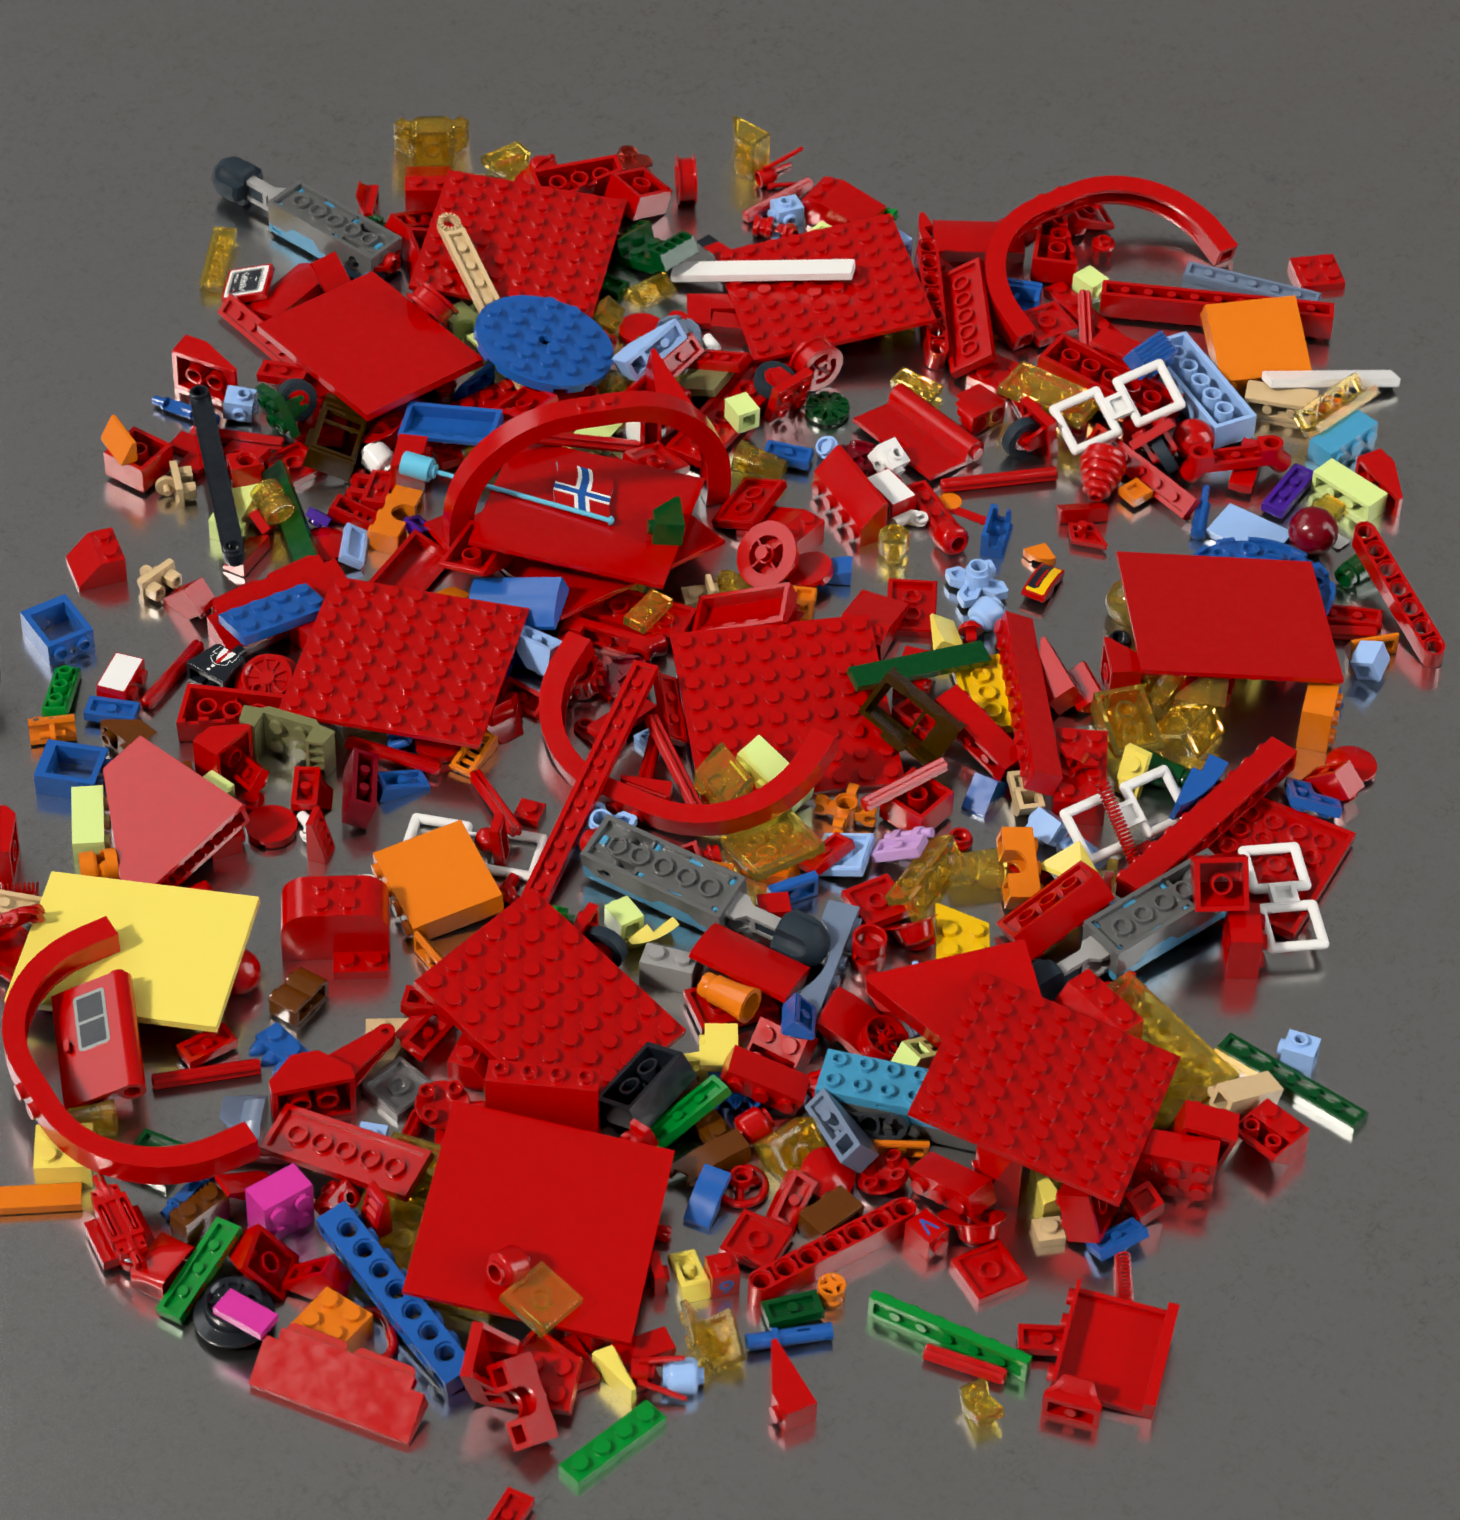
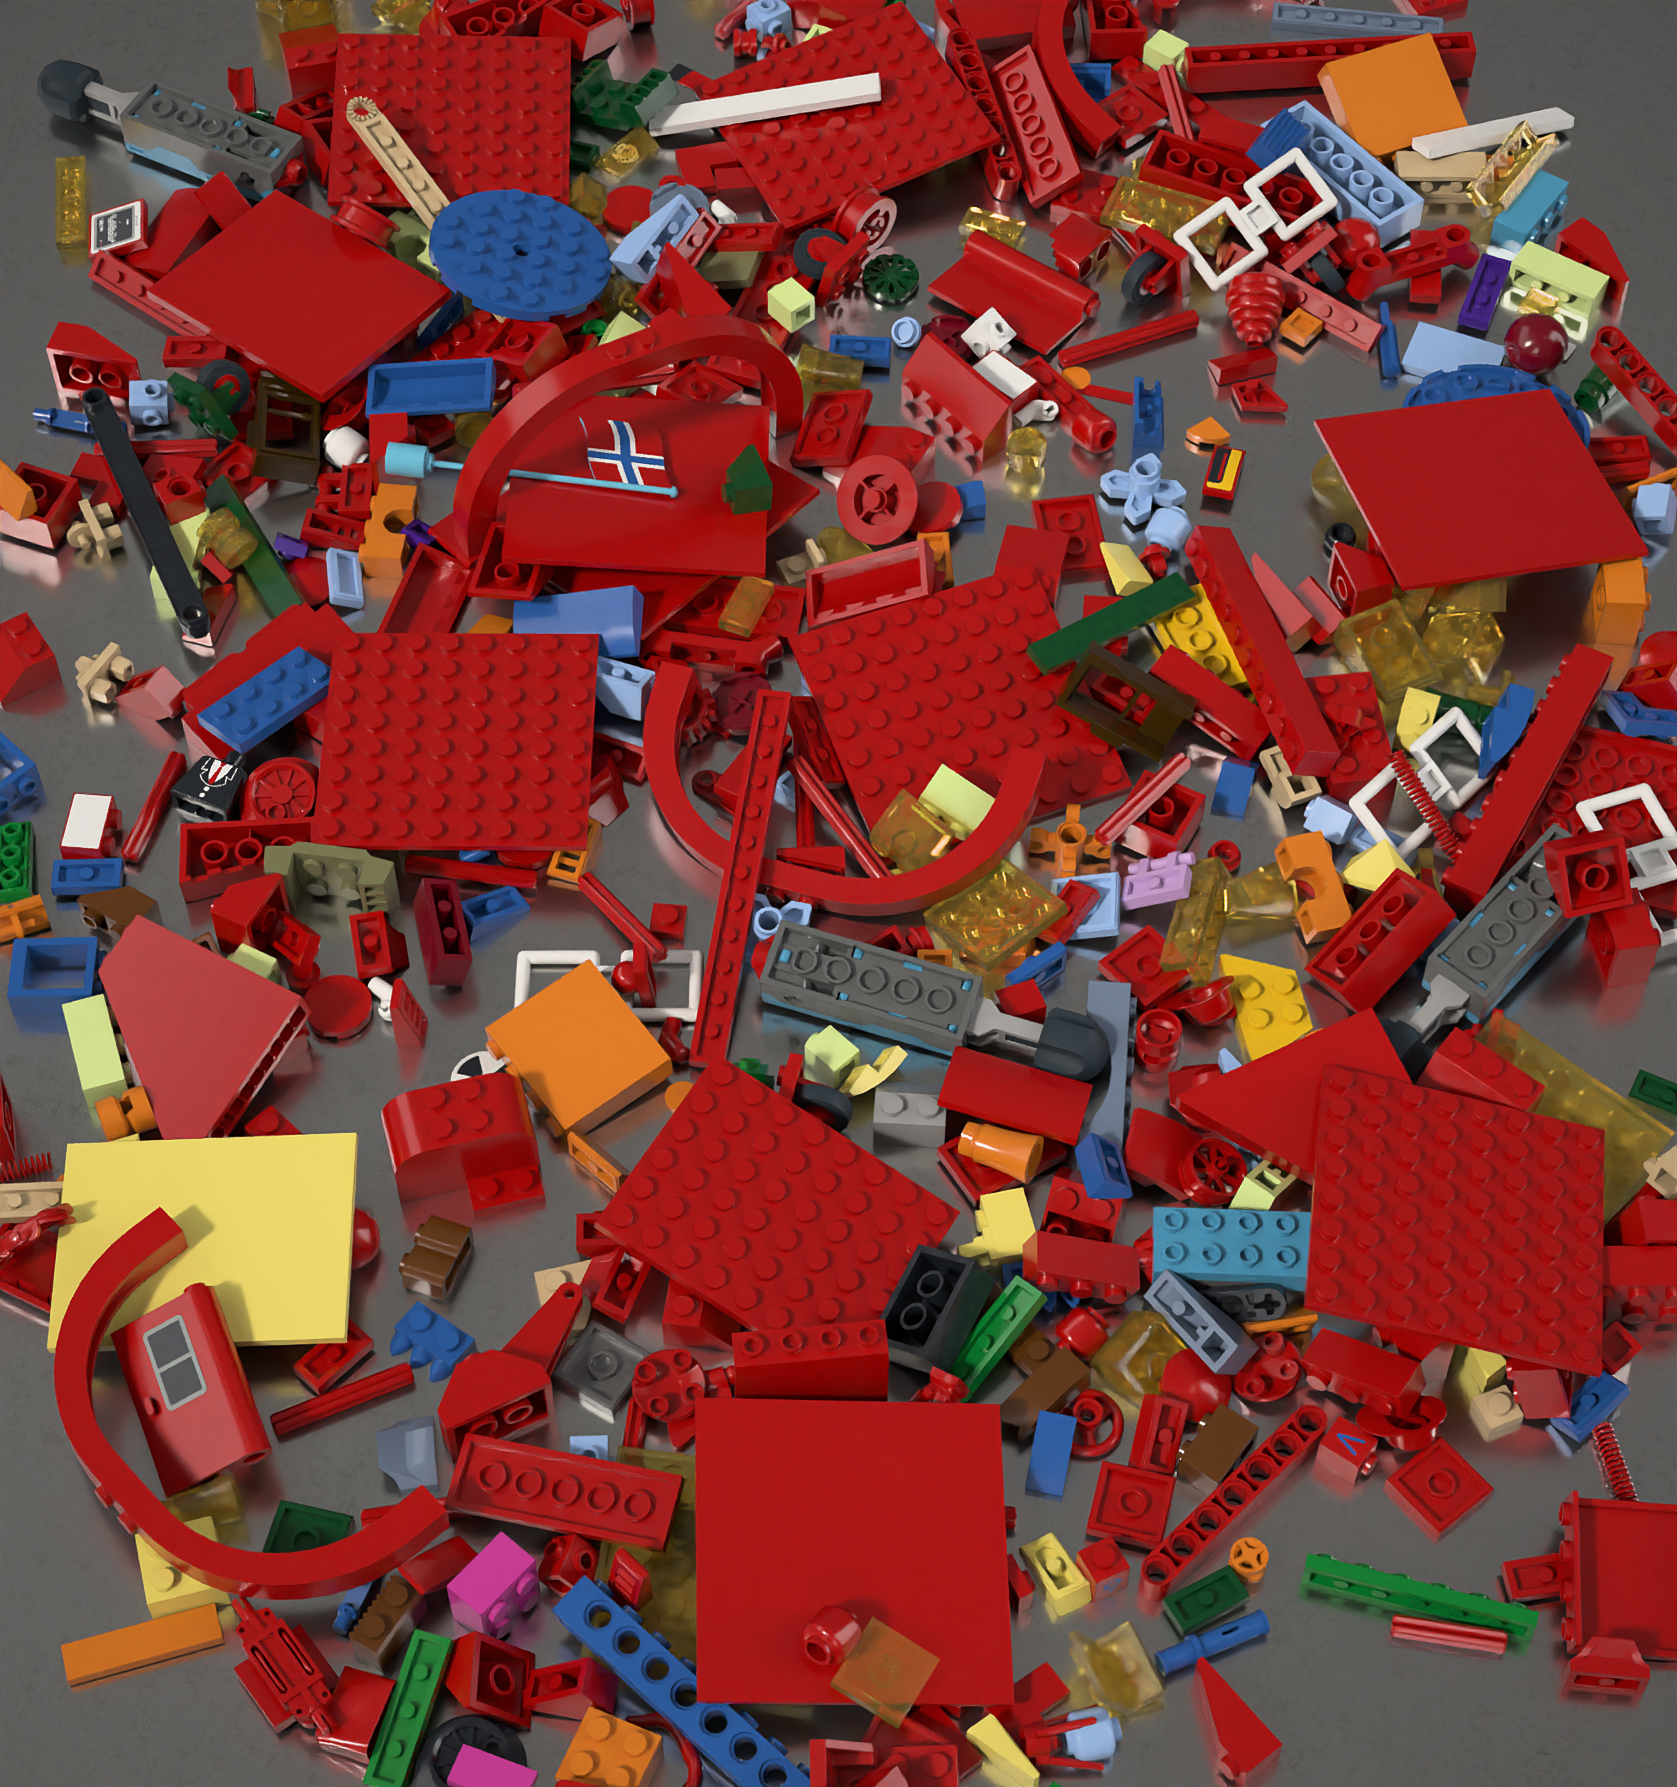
camera: 10 degrees left, 10 degrees up
(978, 1403) = (1488, 1695): clear yellow bracket -> none

